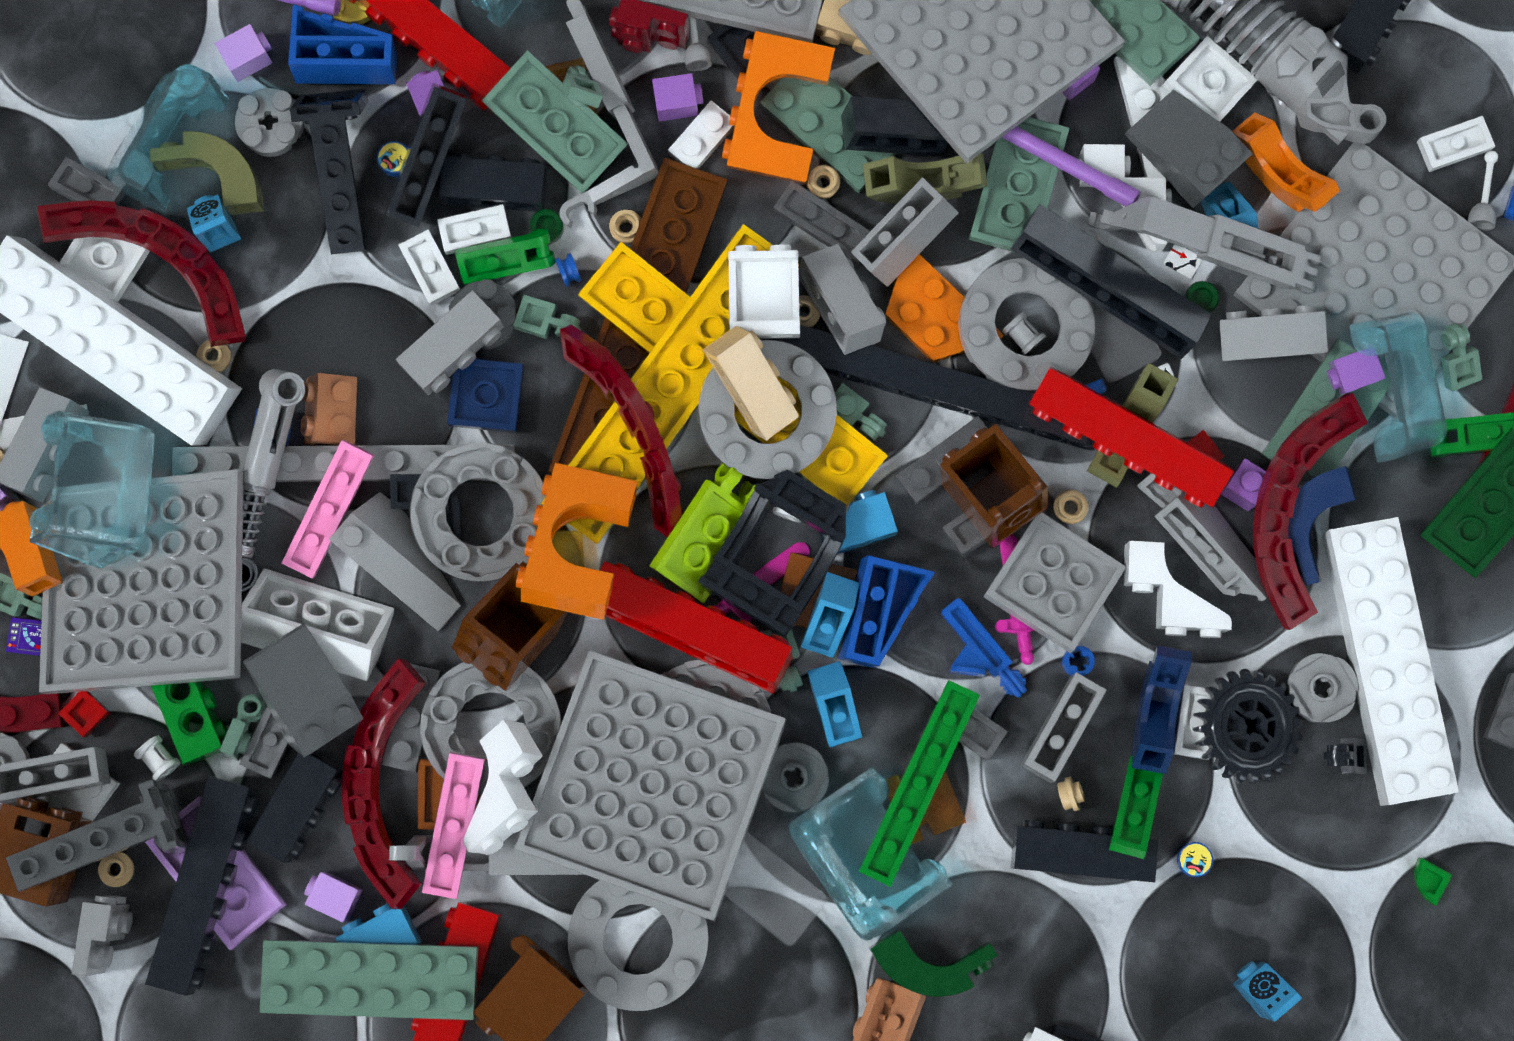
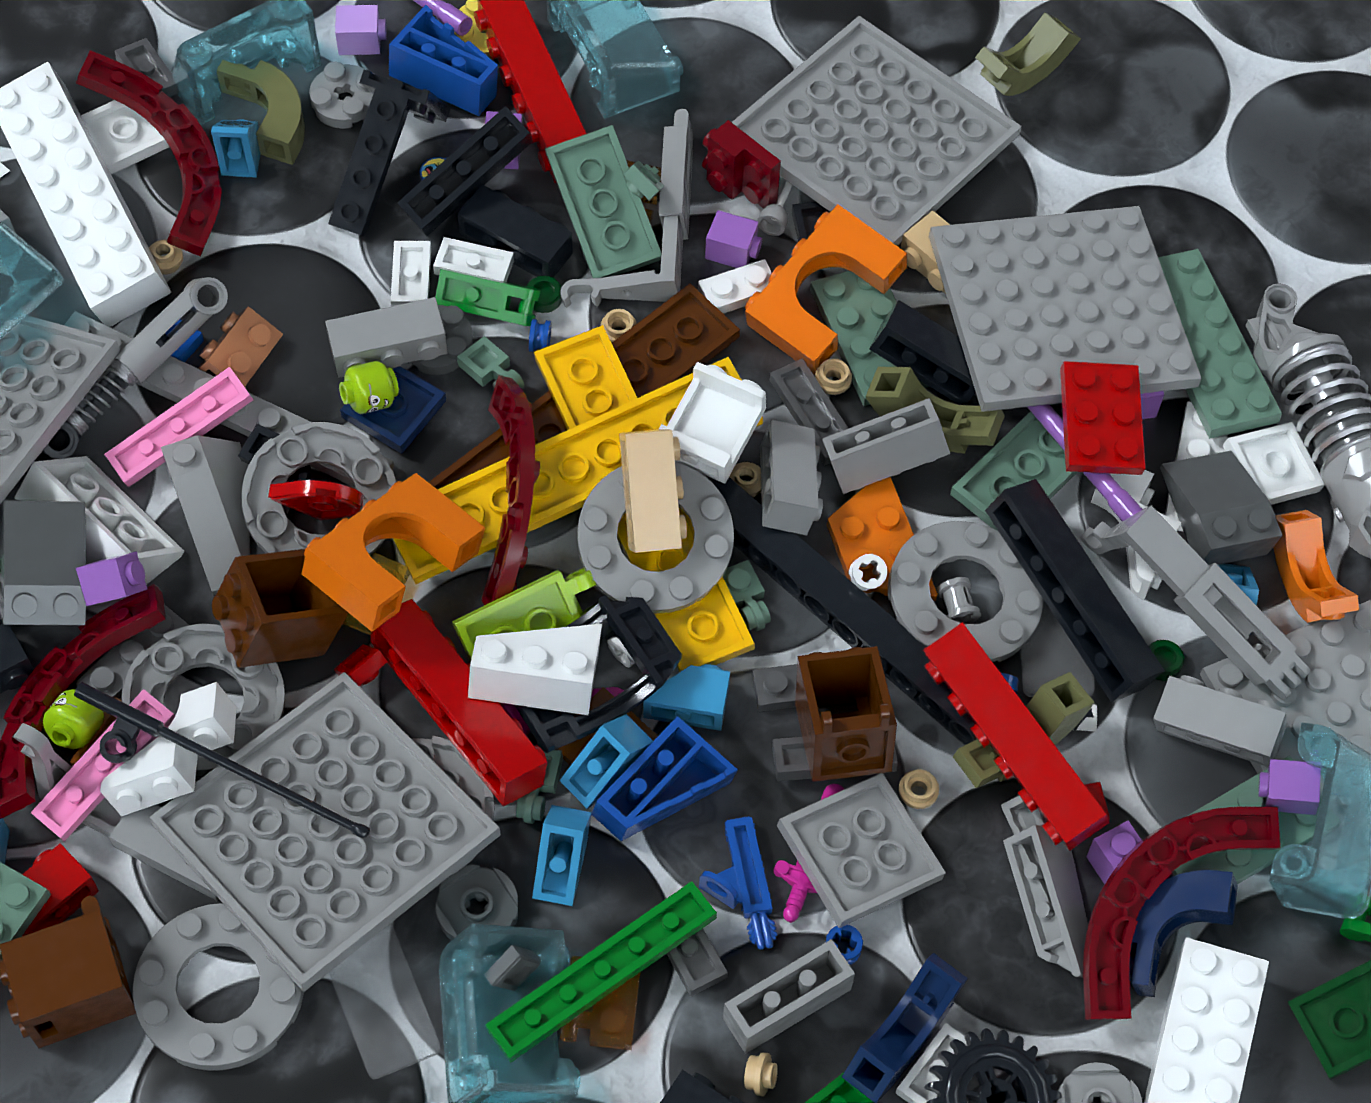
camera: 25 degrees right, 20 degrees down
(365, 675) = (111, 578): none -> medium lavender brick
(402, 797) = (72, 721): none -> lime head
(462, 787) = (131, 721): none -> black piece
(463, 396) = (369, 387): none -> lime head
(483, 519) = (318, 498): none -> red tile
(594, 634) = (362, 665): none -> red plate
(744, 575) = (537, 668): none -> white wedge
(852, 815) = (512, 968): none -> dark grey tile
(950, 359) = (879, 570): none -> white bush
(1067, 124) = (1102, 418): none -> red plate
(1176, 606) = (981, 942): white arch -> none
(1182, 261) = (1162, 618): white sticker -> none

